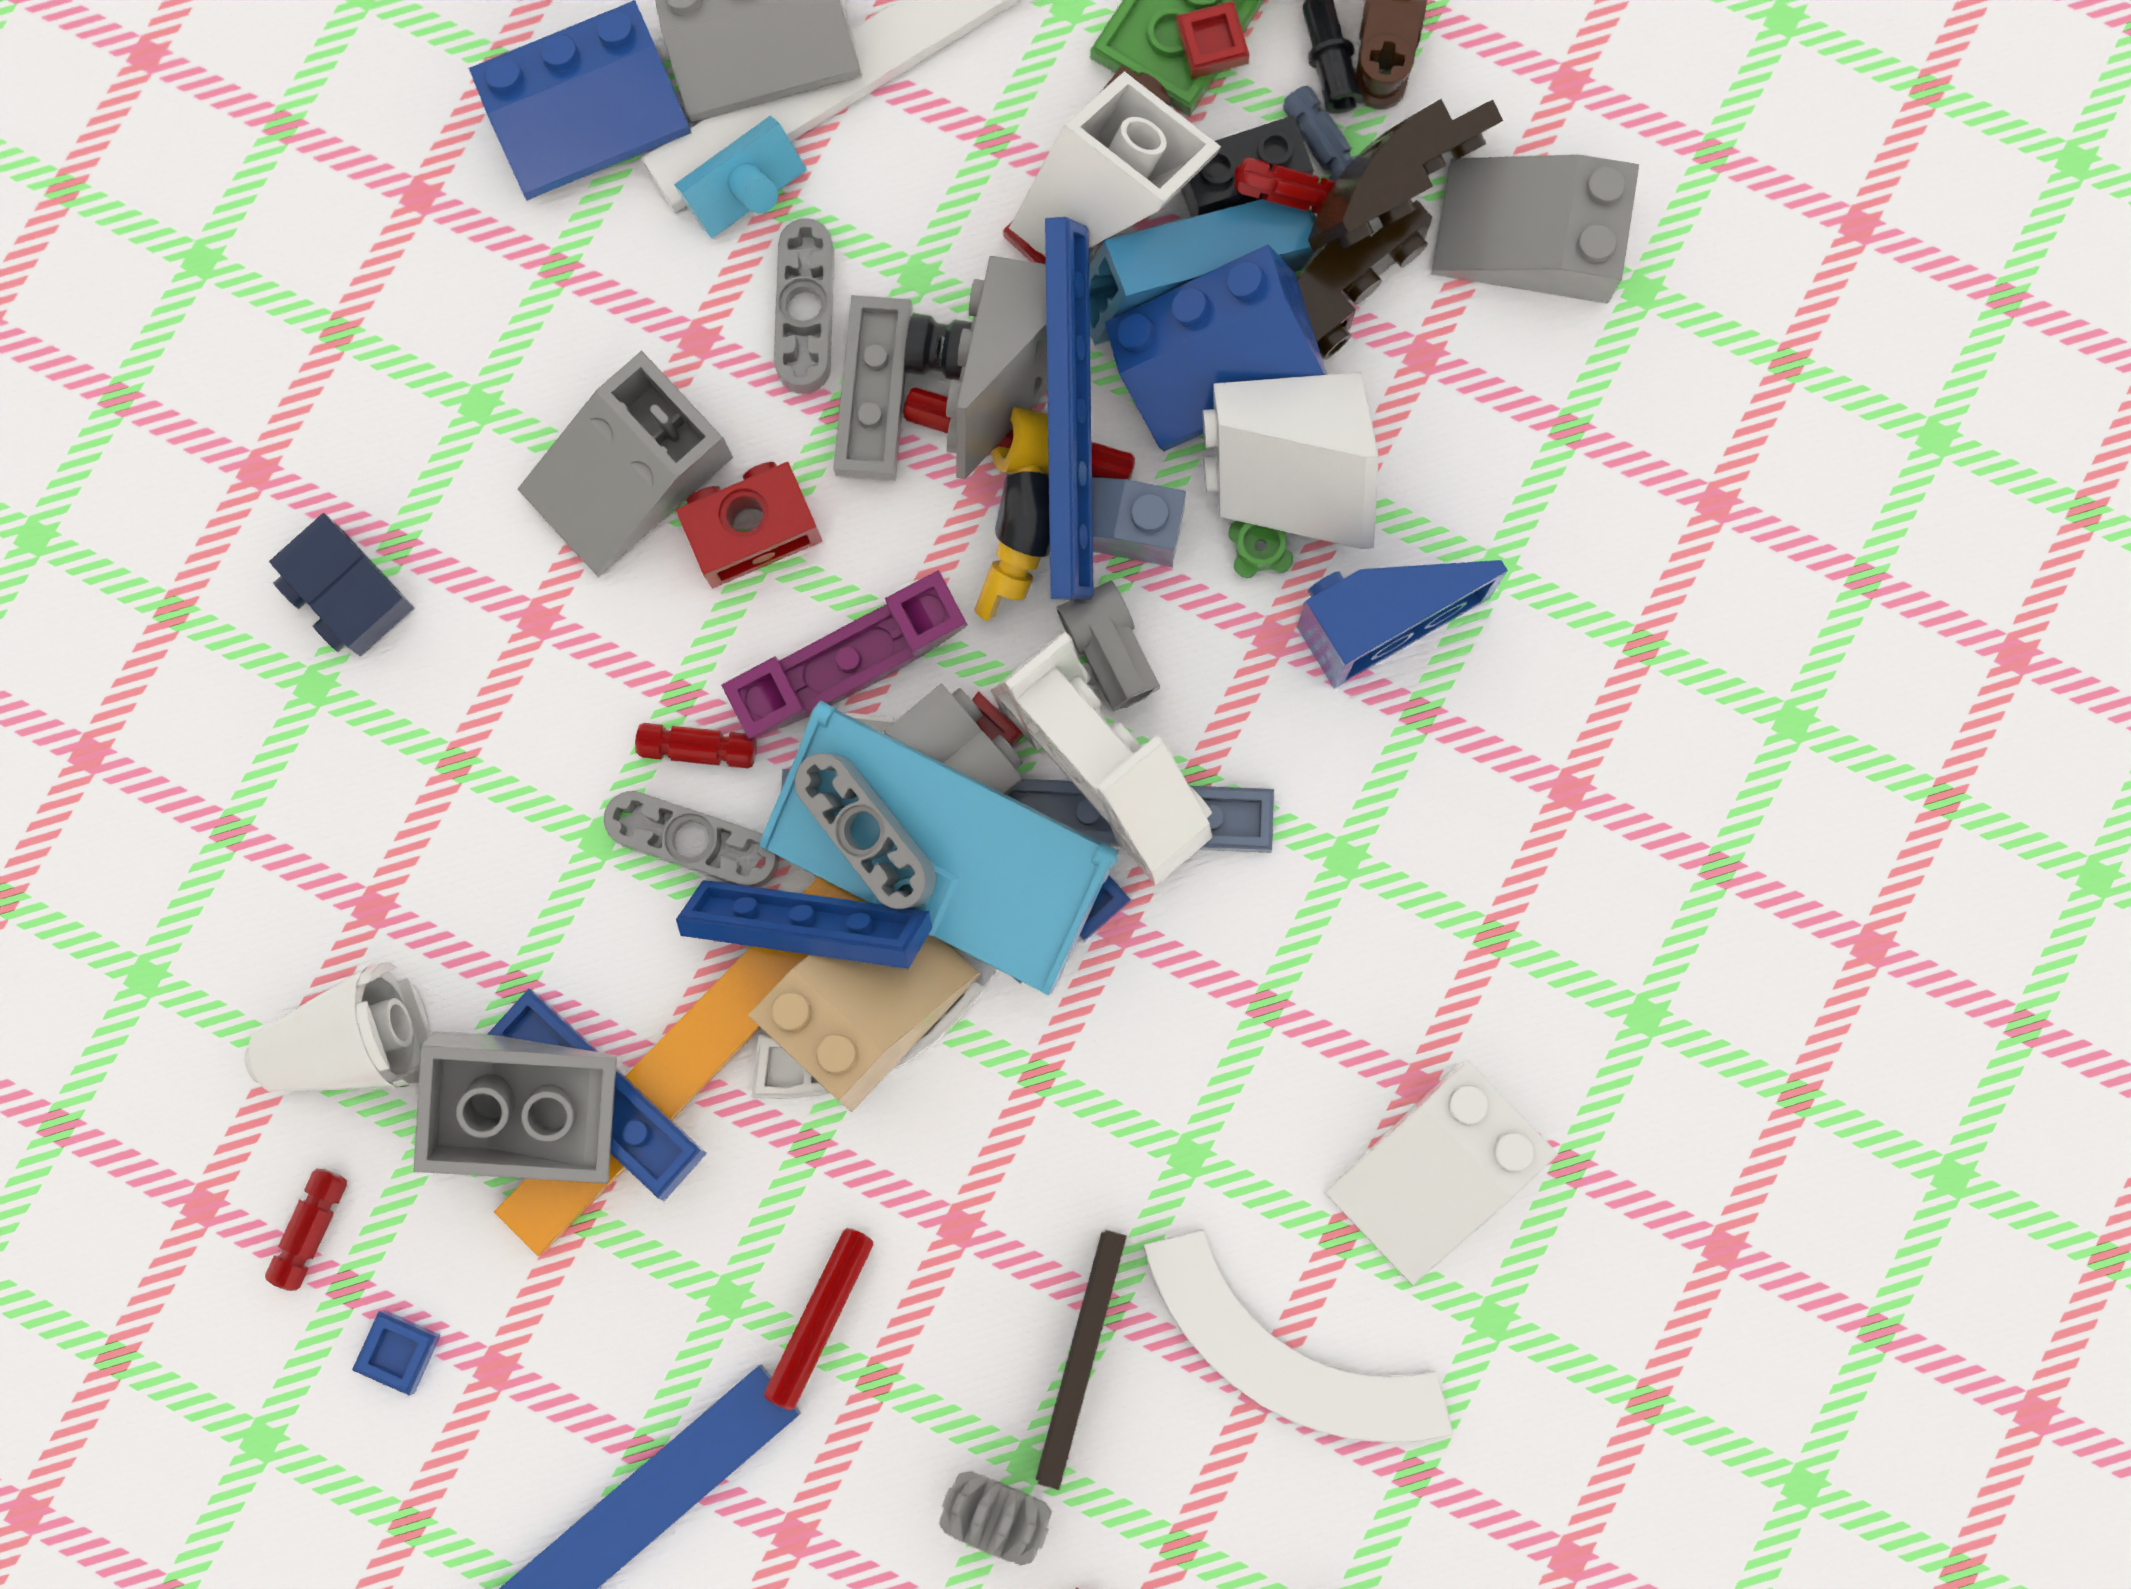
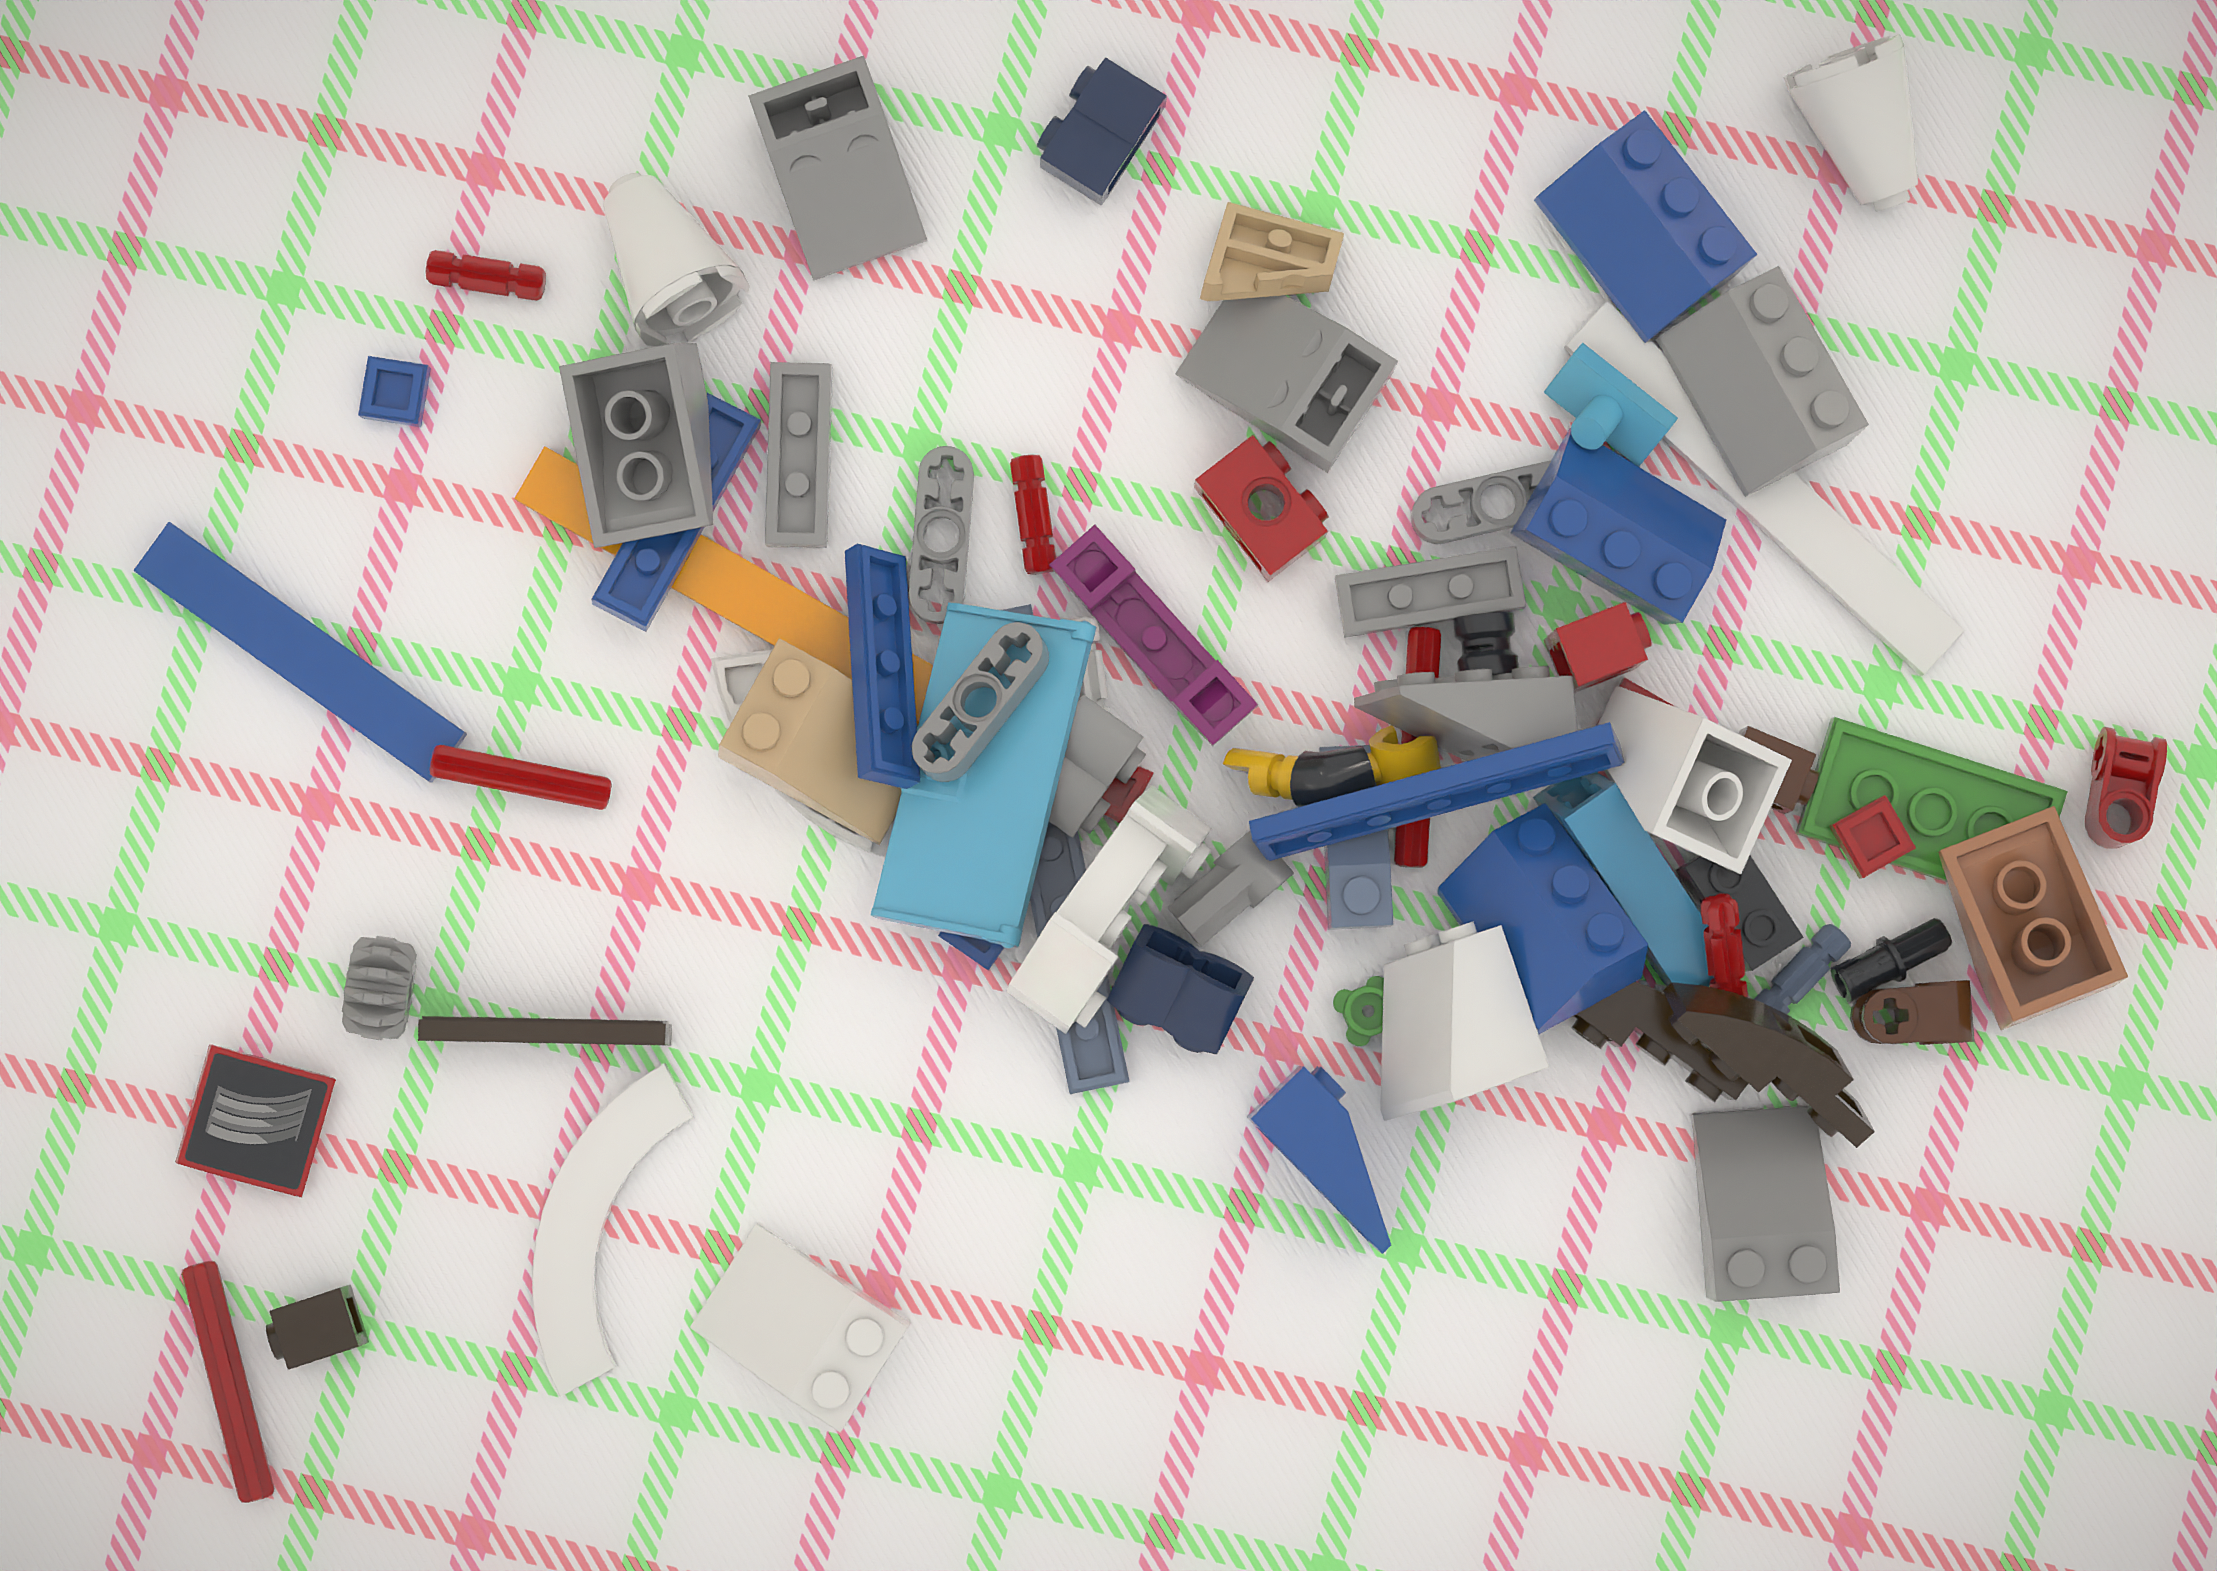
camera: 70 degrees right, 5 degrees up
(297, 848) = (838, 167): none -> light grey slope
(508, 455) = (1269, 256): none -> tan wing
(573, 959) = (798, 455): none -> light grey plate
(864, 195) = (1622, 530): none -> blue slope
(965, 232) = (1599, 646): none -> red brick
(1201, 710) = (1179, 989): none -> dark blue brick

